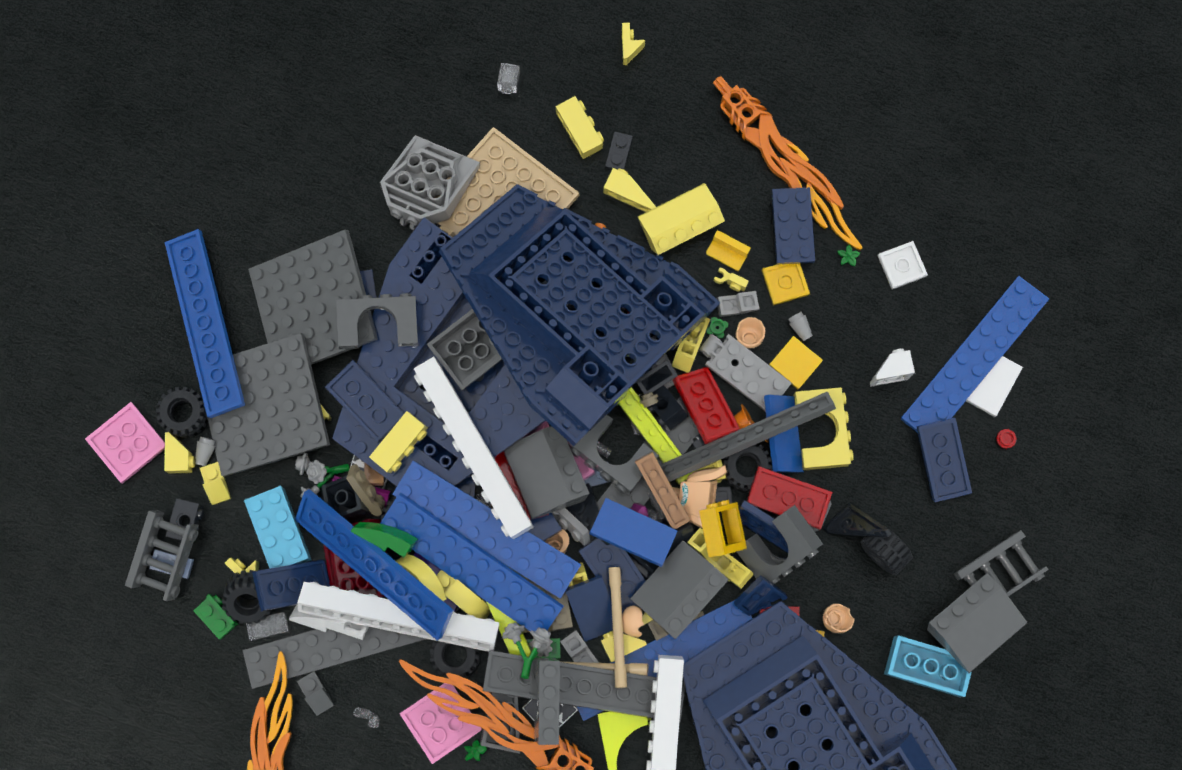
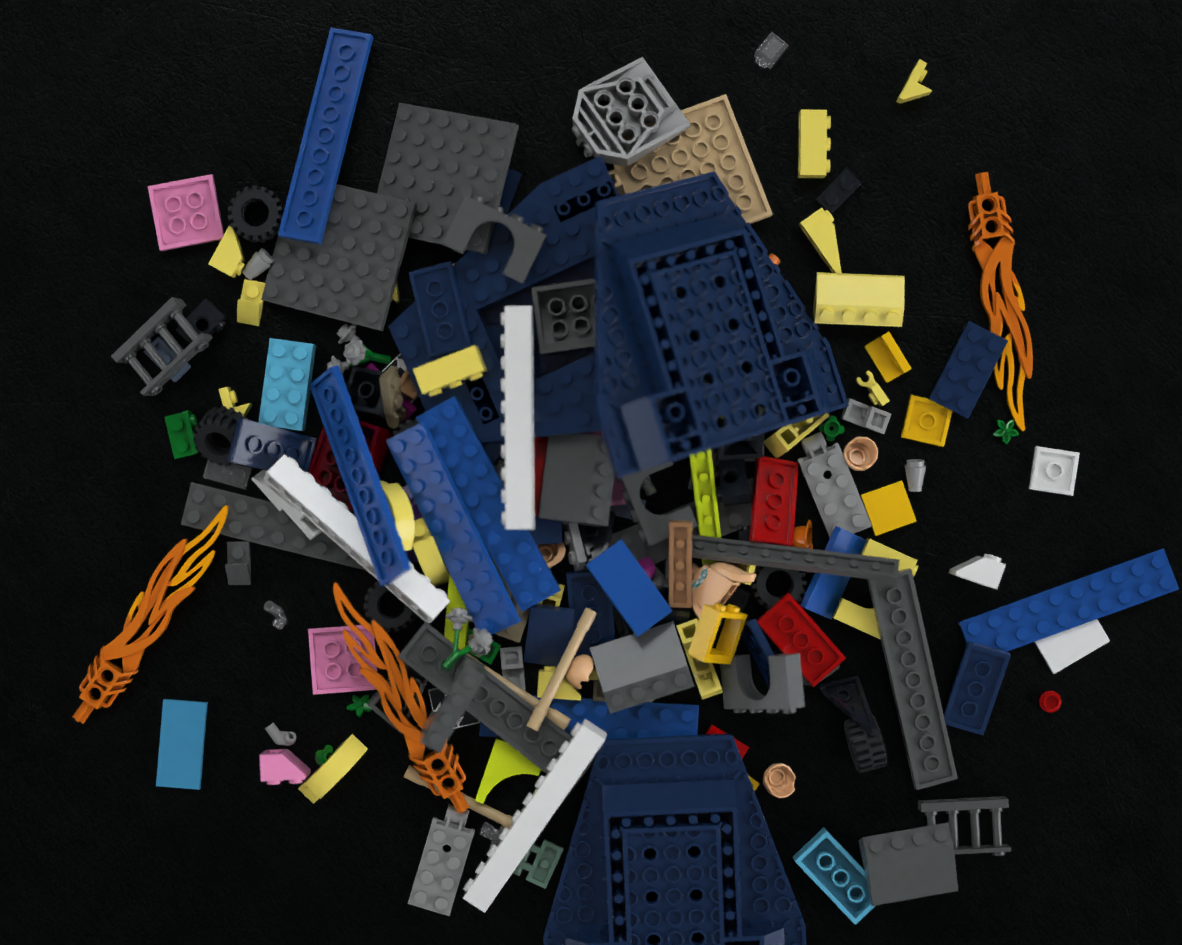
camera: 30 degrees right, 10 degrees up
(385, 537) = (385, 456): green slope -> none
(649, 399) = (720, 465): dark tan plate -> none
(759, 596) = (715, 716): dark blue wing -> none
(893, 481) = (913, 680): none -> dark grey plate

